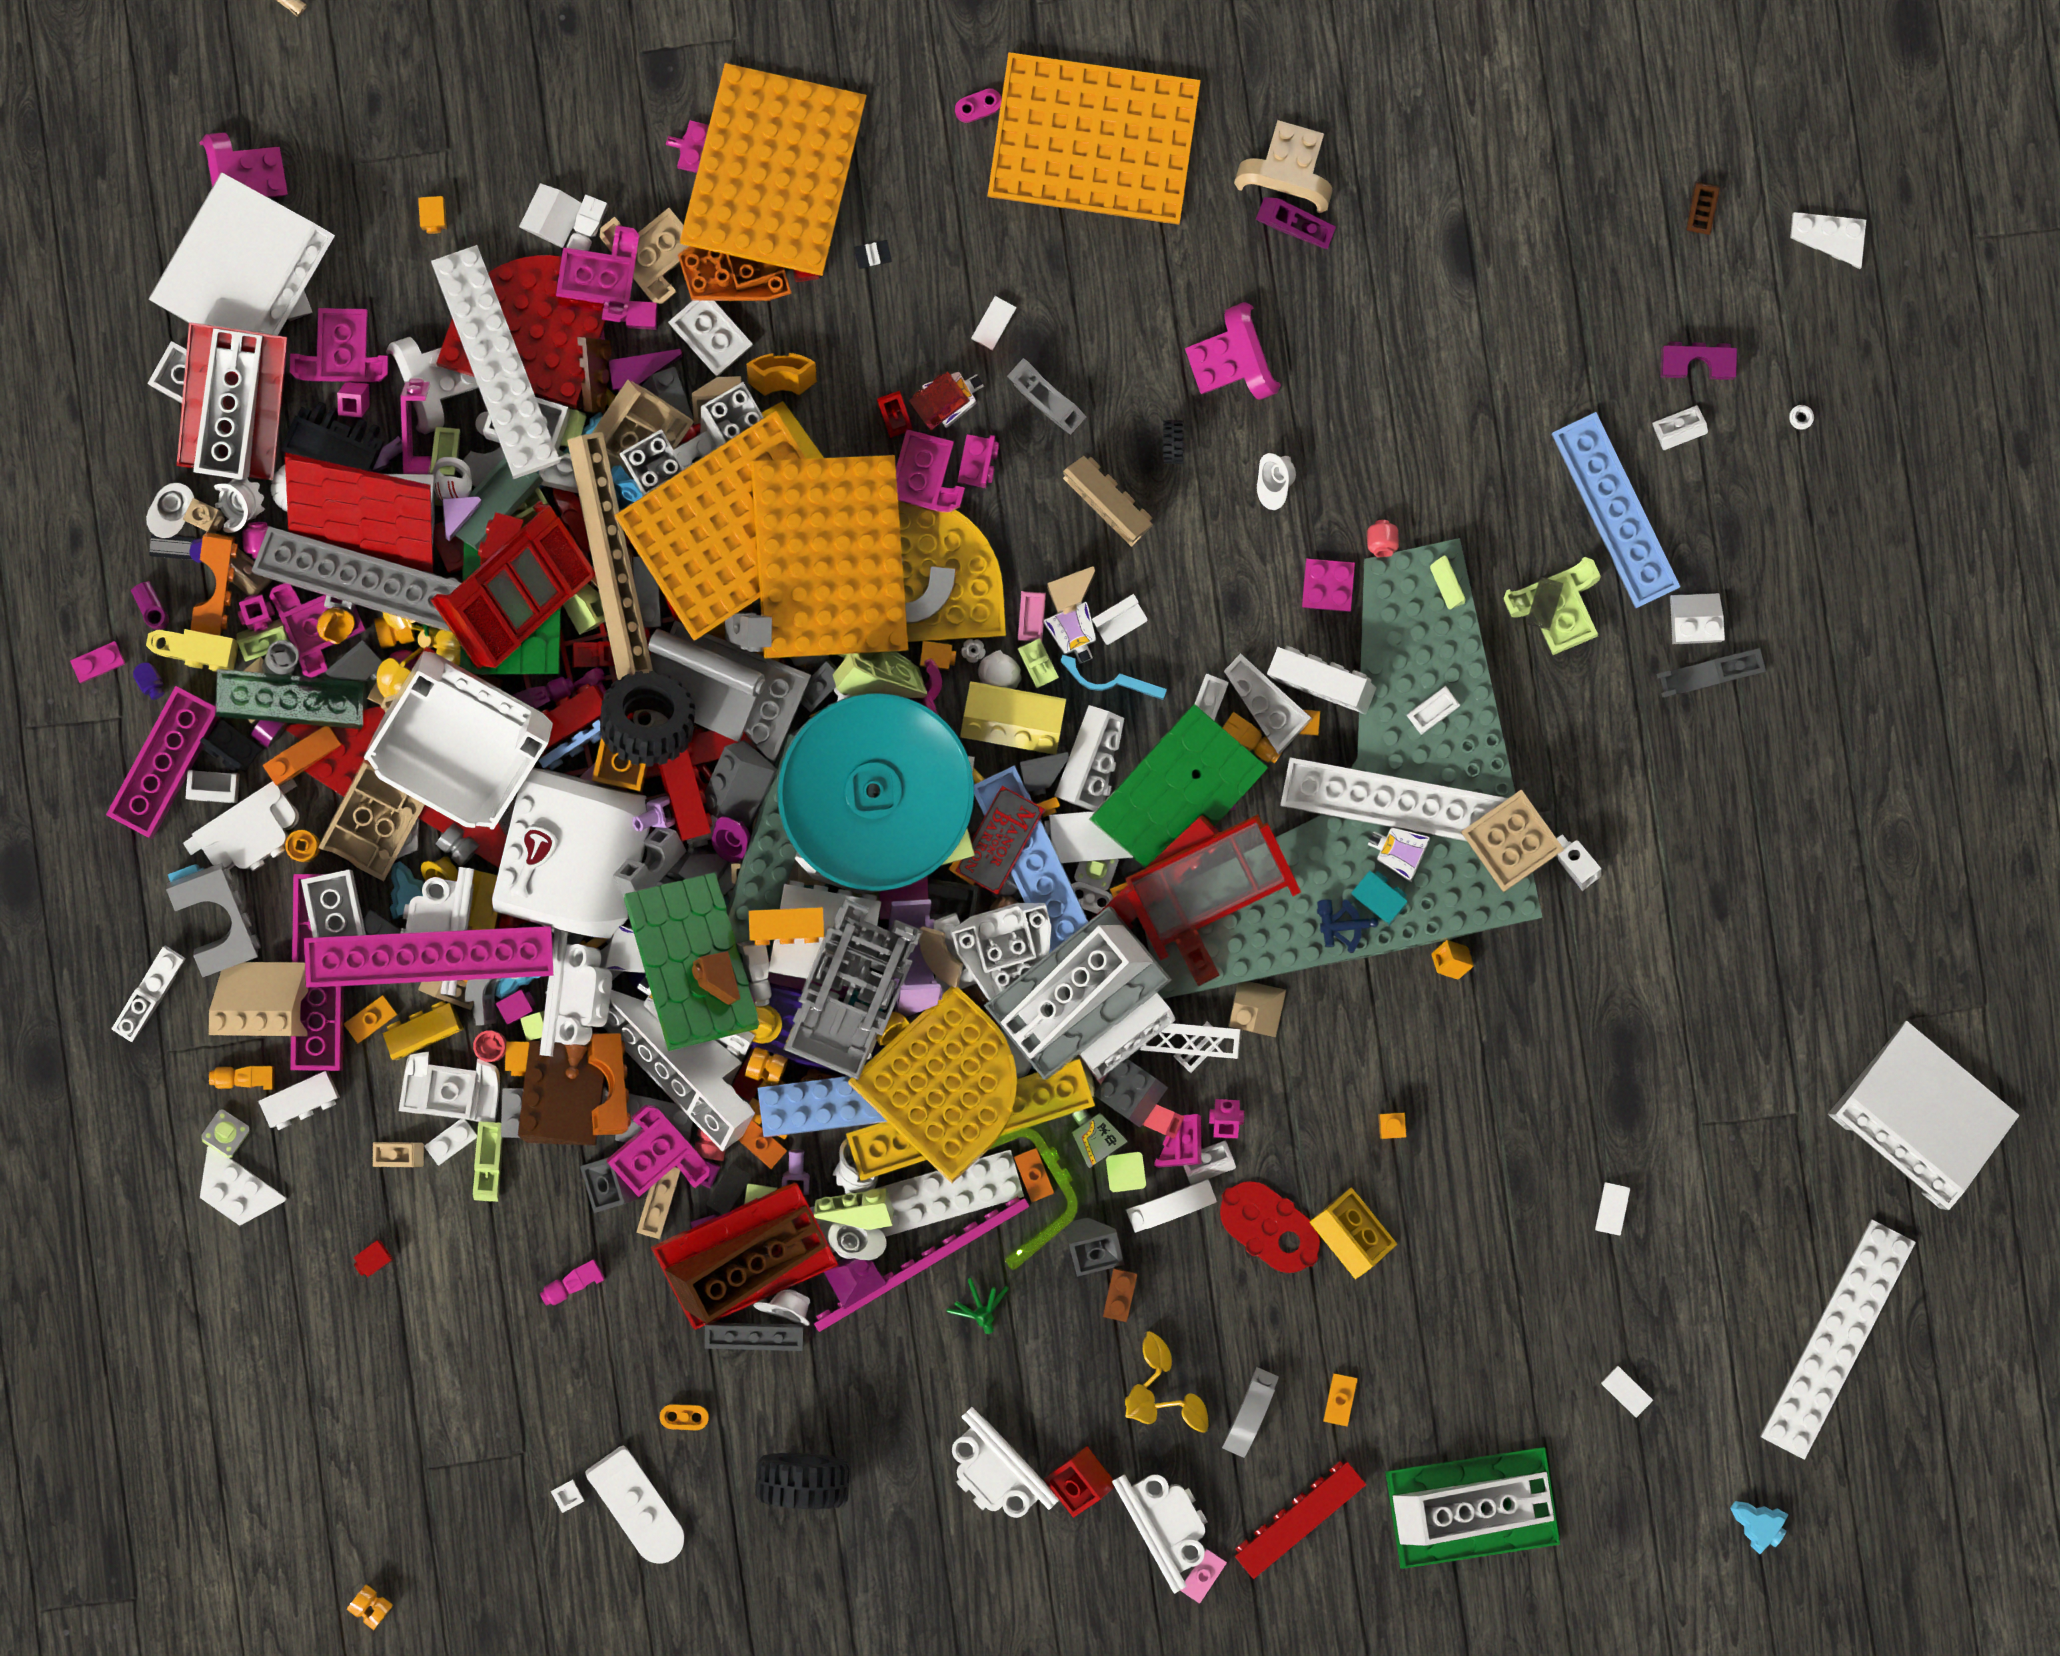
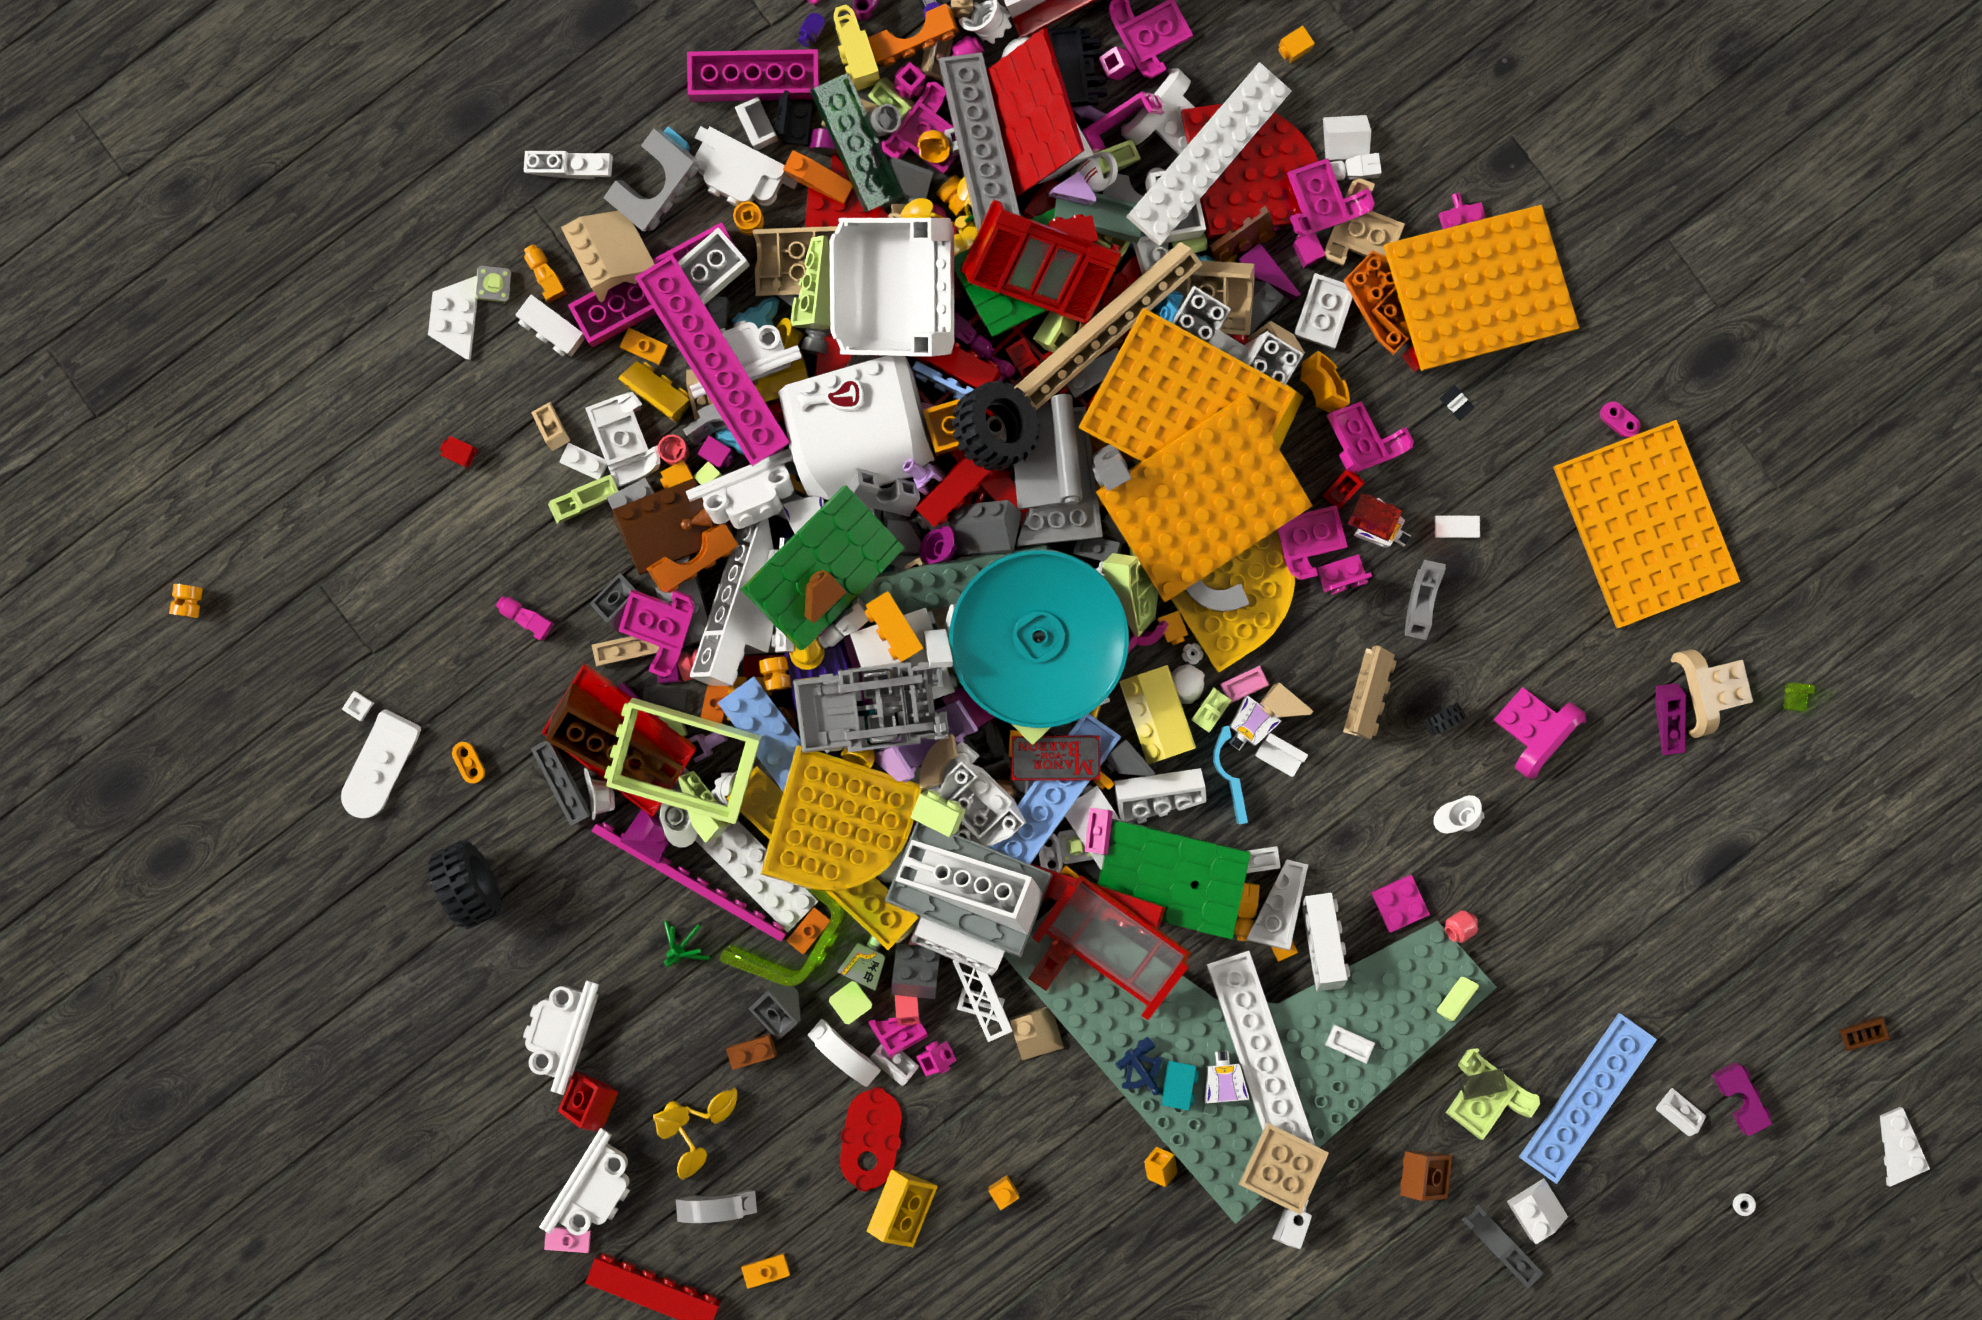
camera: 60 degrees right, 0 degrees up
(422, 825) = (813, 304): none -> yellowish green wedge
(830, 893) = (937, 648): none -> white tile
(858, 369) = (1361, 441): none -> dark pink piece
(876, 1186) = (618, 753): none -> yellowish green window
(989, 982) = (938, 813): none -> yellowish green brick
(1093, 838) = (1098, 831): none -> plate
(1342, 87) = (1797, 696): none -> clear neon green panel
(1602, 707) = (1425, 1175): none -> dark orange slope

